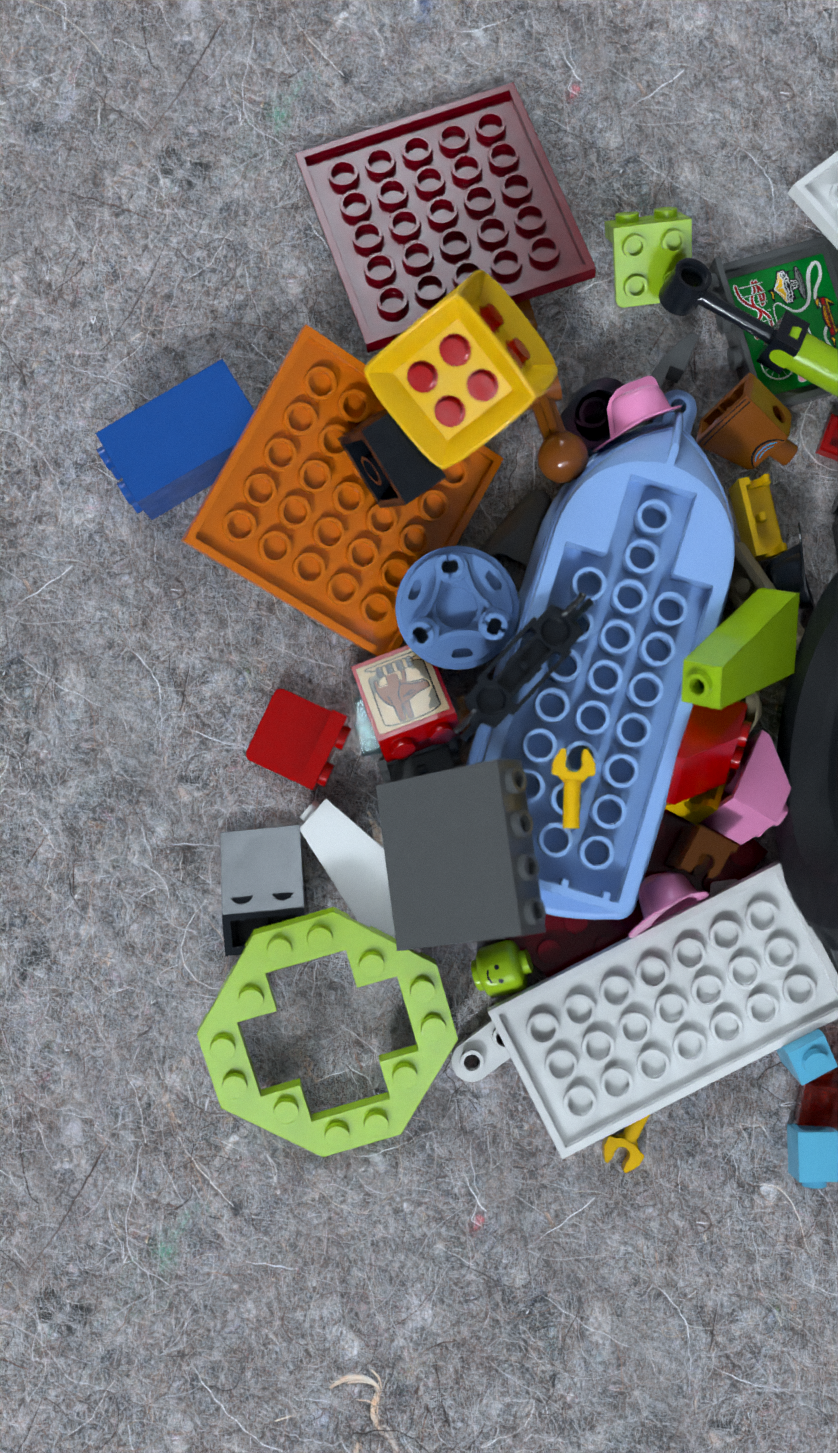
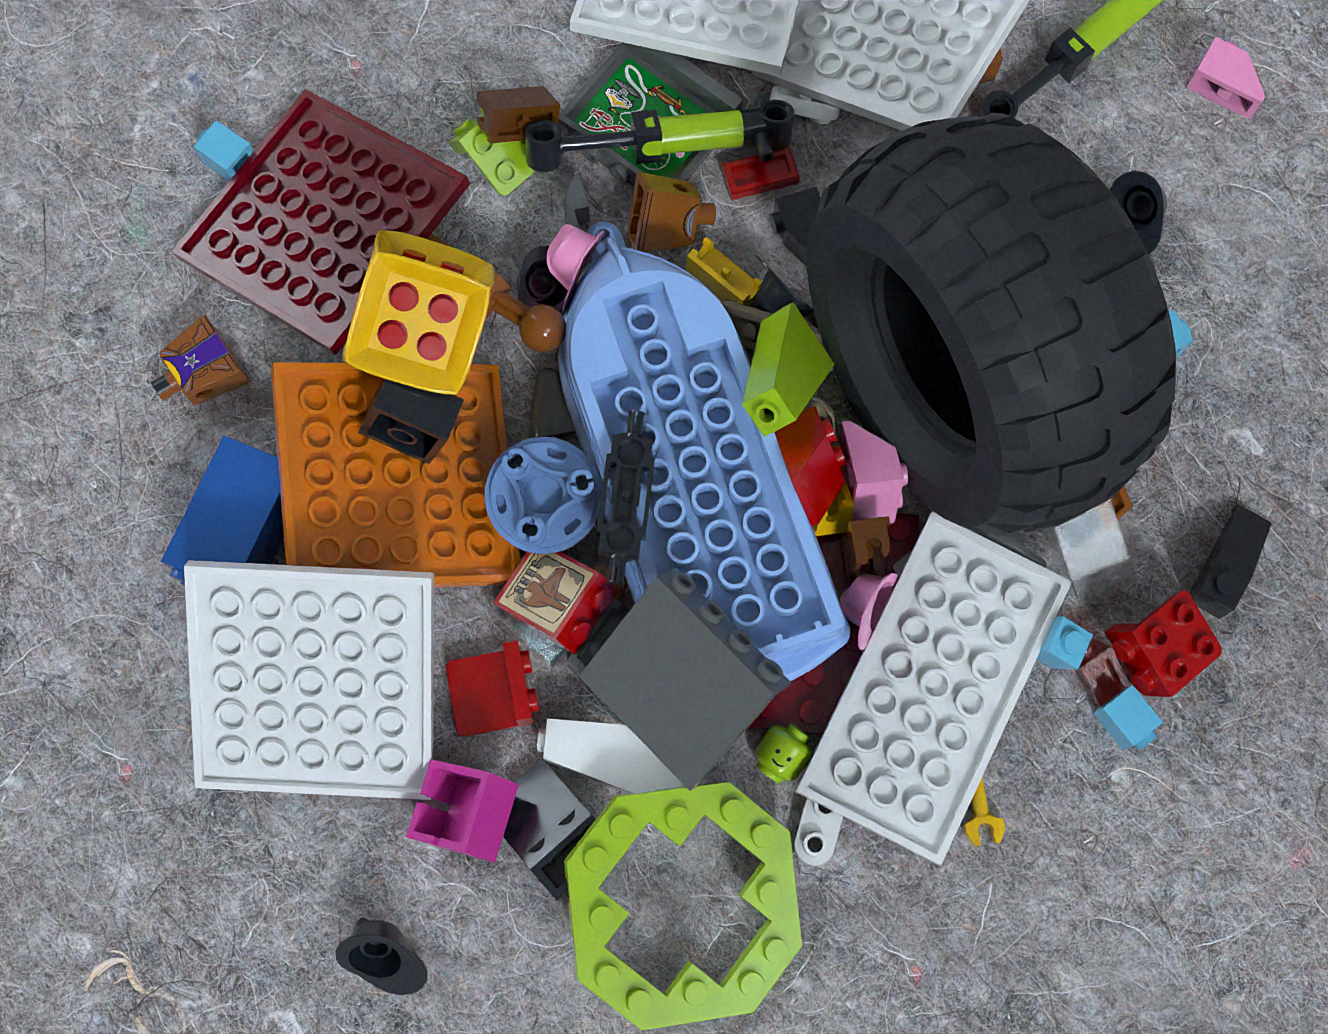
camera: 30 degrees left, 10 degrees down
(56, 891) = (380, 957): none -> black piece
(153, 624) = (310, 678): none -> white plate
(209, 837) = (476, 814): none -> dark pink piece
(249, 275) = (199, 365): none -> torso
(402, 89) = (222, 150): none -> medium azure brick
(572, 785) = (728, 557): yellow bar -> none
(682, 234) = (512, 110): none -> reddish brown hinge

